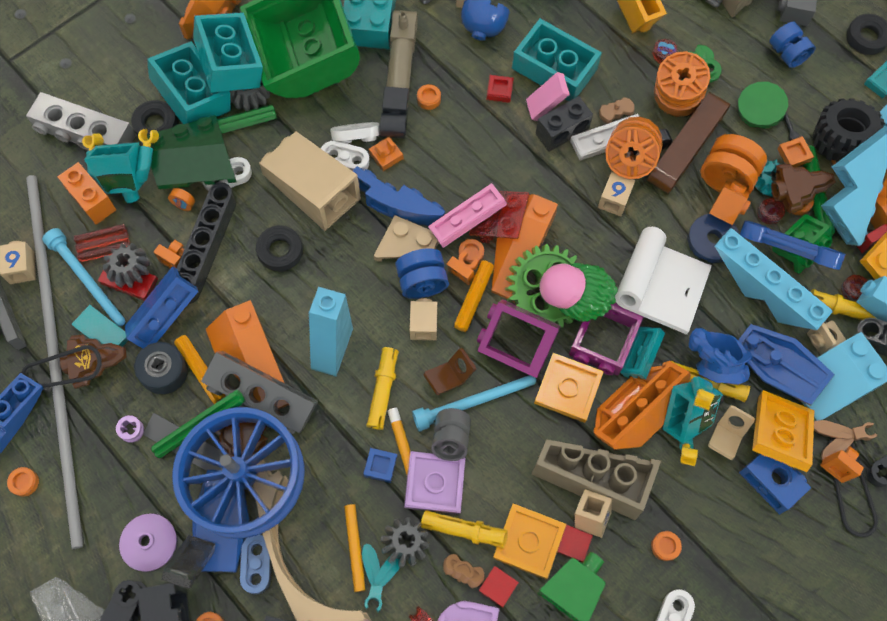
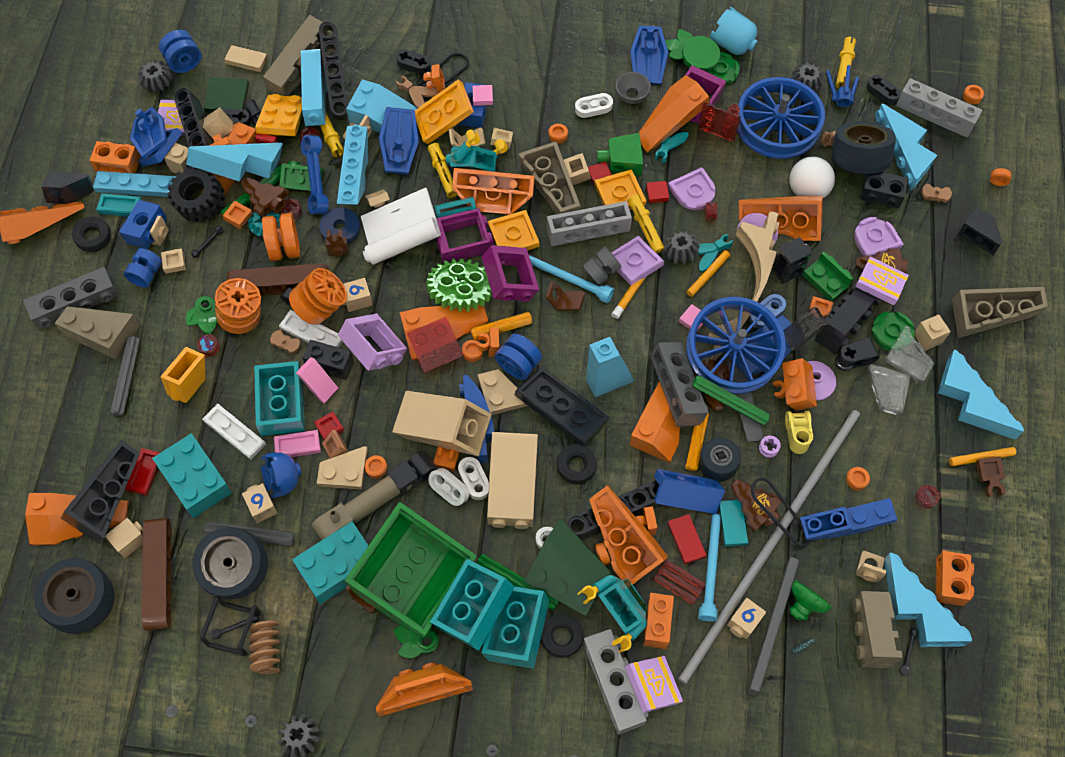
camera: 130 degrees left, 5 degrees down
(46, 147) = (653, 684): none -> lavender tile
(116, 472) = (799, 426): none -> light yellow piece
(126, 255) = (689, 533): dark grey gear -> none
(150, 507) = (797, 385): none -> orange brick
(158, 220) = (628, 542): none -> orange wedge
(319, 483) = (689, 316): none -> bright pink tile
(358, 273) = (561, 406): none -> black tile
(380, 465) = (652, 296): blue tile -> none
(384, 378) = (600, 332): yellow pin -> none
(409, 155) = (442, 422): none -> tan slope
(423, 319) = (546, 337): tan brick -> none
(447, 72) = (344, 470): none -> tan wing
(463, 571) = (666, 210): medium nougat piece -> none
(467, 215) = (453, 360): bright pink tile -> none
(476, 81) = (334, 444): none -> nougat slope
(501, 58) = (298, 443): none -> bright pink tile
(513, 466) = (589, 223): none -> light grey brick
(564, 18) = (234, 431): none -> white tile
(571, 181) = (353, 335): none -> lavender window
(579, 290) = (453, 254): hair -> none
(688, 212) = (337, 244): none -> reddish brown plate
(704, 473) = (501, 134): none -> tan plate
(720, 290) = (377, 198): none -> tan plate
(721, 356) = (425, 165): blue piece -> none
(731, 202) = (310, 224): orange brick -> none
(762, 105) = (209, 258): green tile -> none
(775, 487) = (482, 95): none -> bright pink tile
(783, 75) = (173, 261): none -> tan plate
(829, 80) = (158, 231): none -> tan bracket
(846, 73) = (139, 223): none -> blue brick

